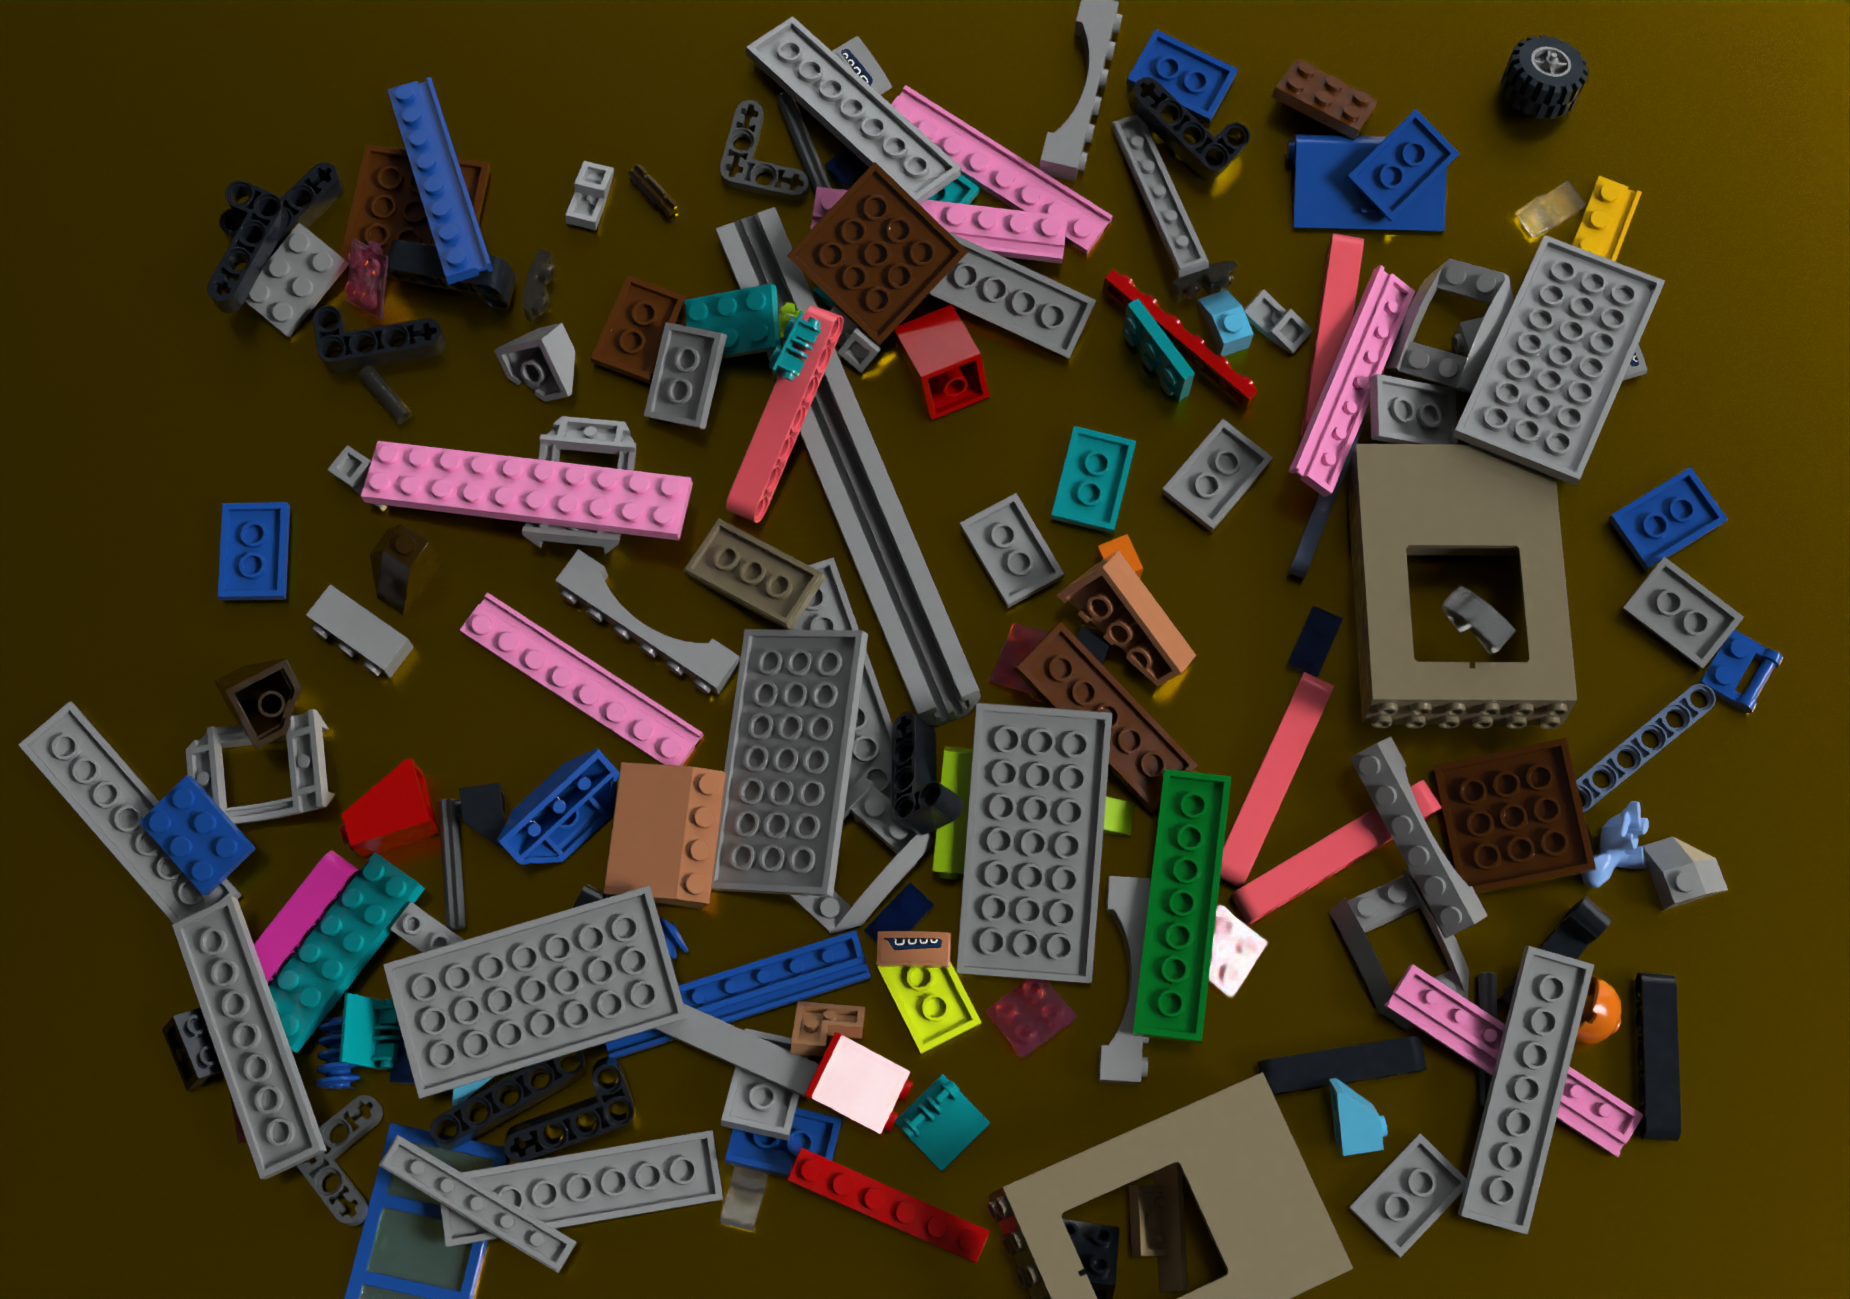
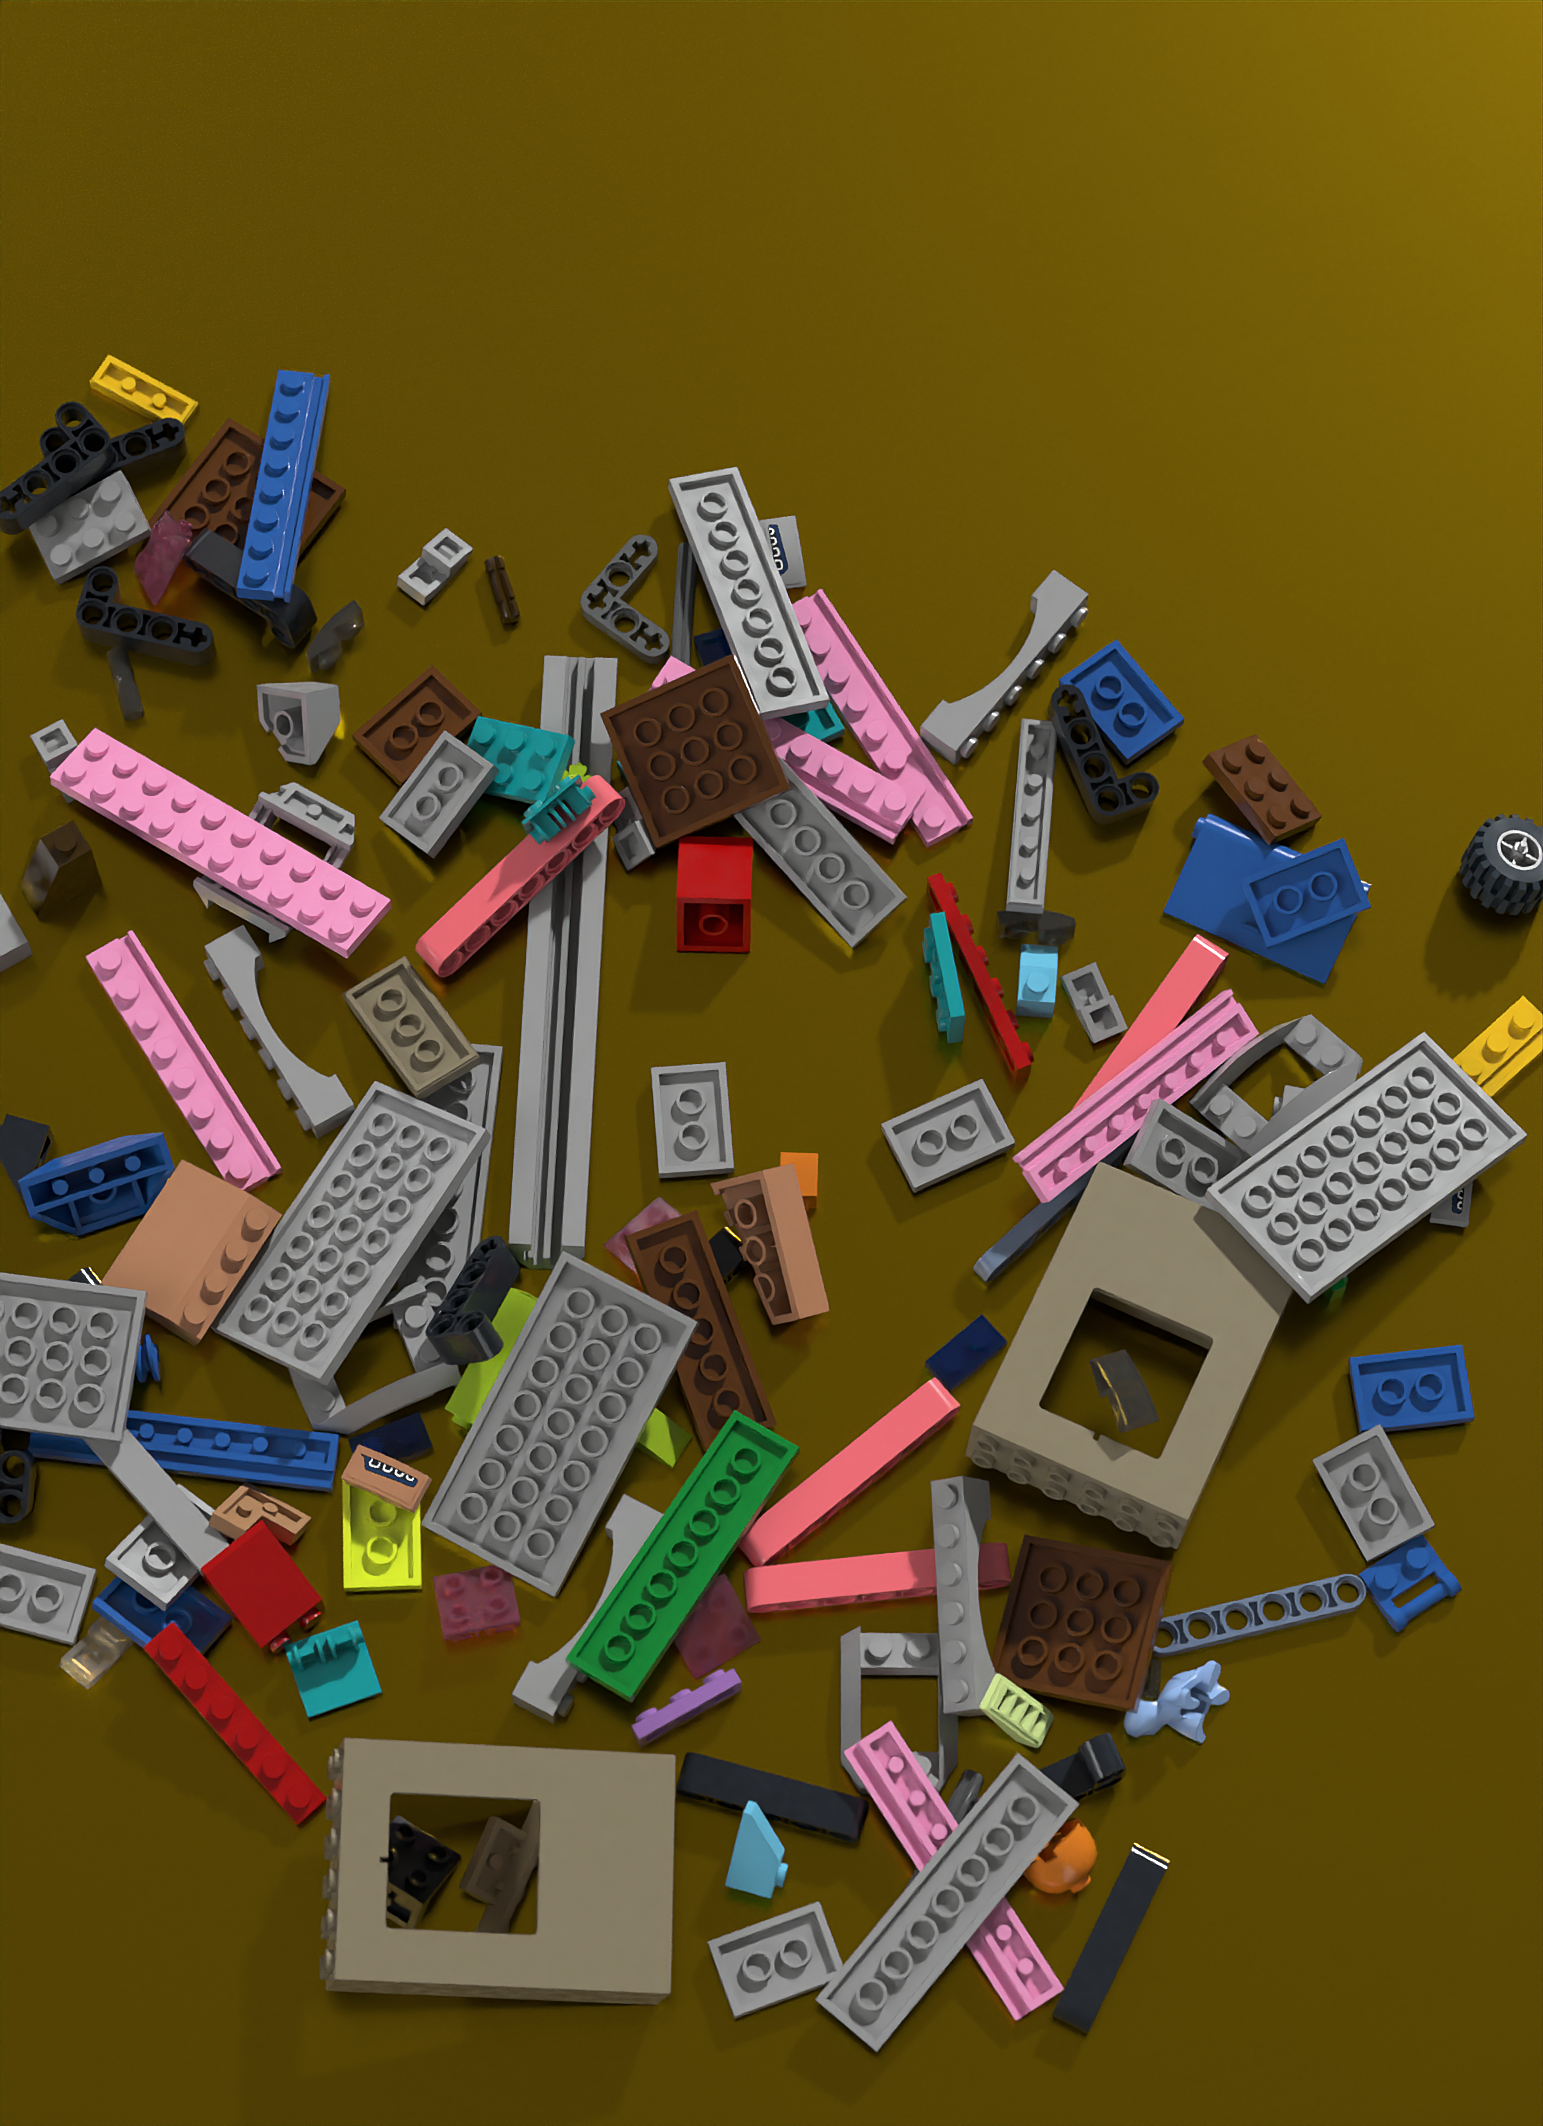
camera: 25 degrees right, 5 degrees down
(283, 153) = (142, 392): none -> yellow tile
(1093, 479) = (814, 1084): teal plate -> none
(1238, 1023) = (685, 1706): none -> medium lavender plate
(1501, 911) = (1019, 1713): none -> yellowish green slope
(1551, 209) = (1451, 1011): clear slope -> none
(1682, 872) = (1238, 1764): light grey slope -> none

